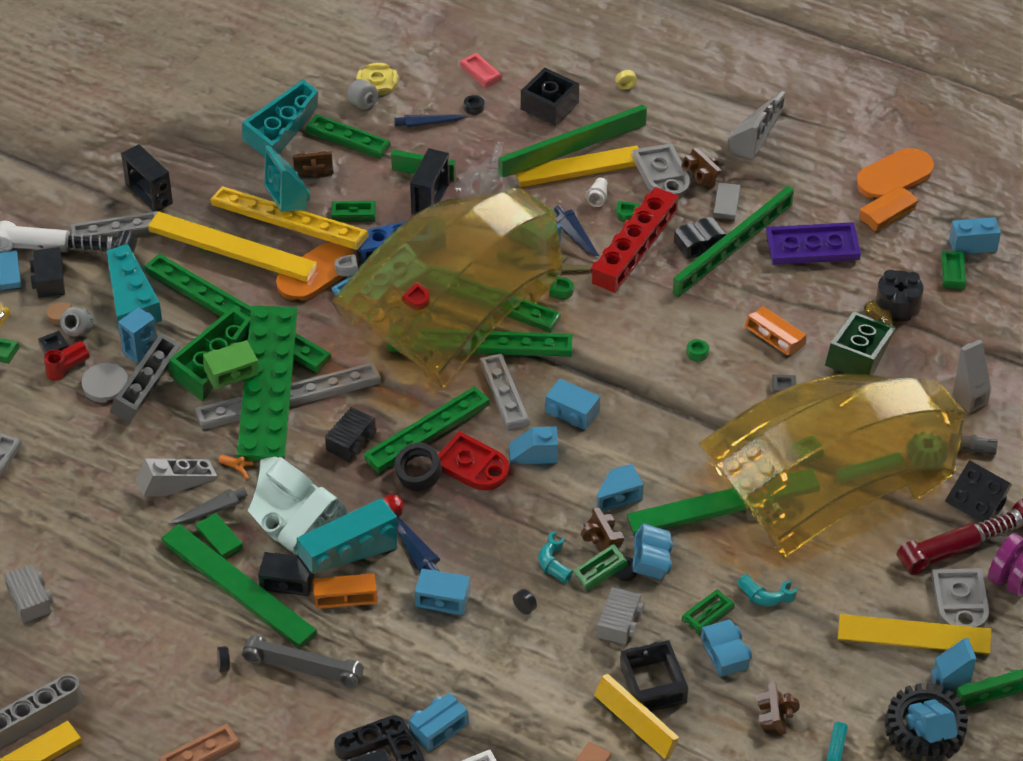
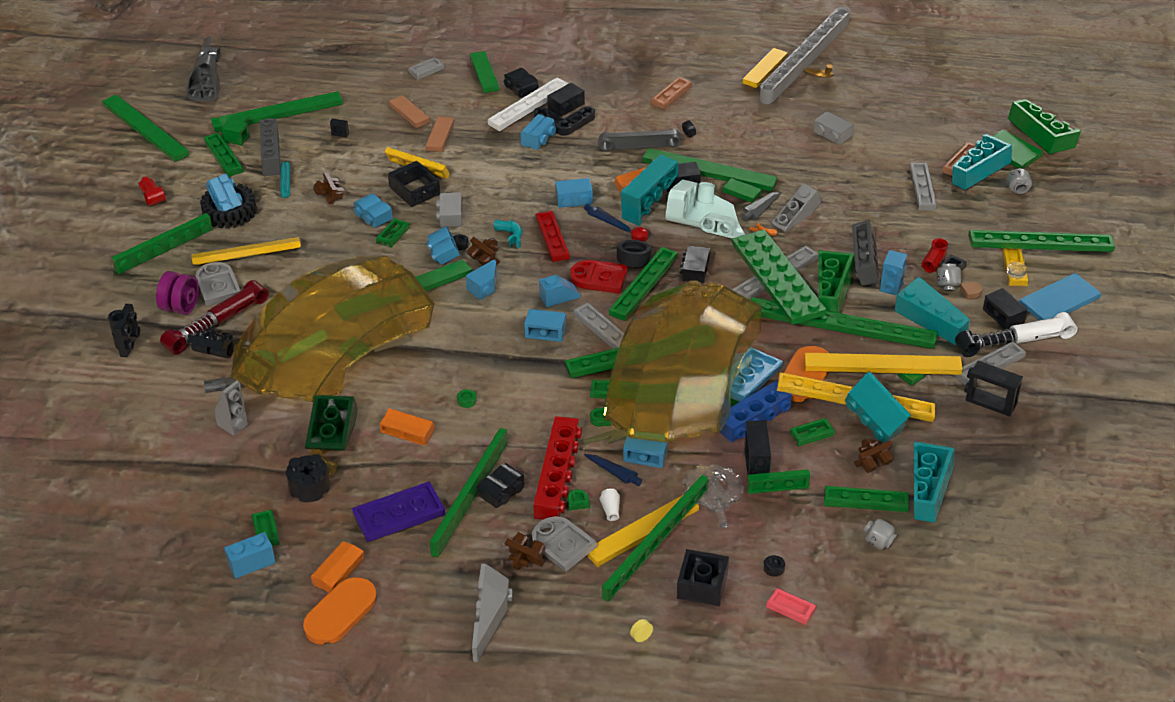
camera: 160 degrees right, 5 degrees down
(103, 382) = (898, 247): light grey tile -> none
(230, 364) = (805, 256): bright green brick -> none
(346, 265) = (774, 370): light grey tile -> none
(380, 76) = (881, 565): light yellow tile -> none
(416, 297) = (686, 288): red tile -> none
(419, 120) = (813, 533): dark blue bar -> none
(501, 542) = (552, 236): none -> red tile
(524, 601) = (517, 201): black tile -> none
(602, 569) = (478, 231): green tile -> none
(726, 201) = (491, 534): light grey tile -> none
(762, 597) = (359, 245): teal piece -> none
(782, 382) = (387, 390): dark grey tile -> none
(954, 666) = (213, 230): dark azure slope -> none

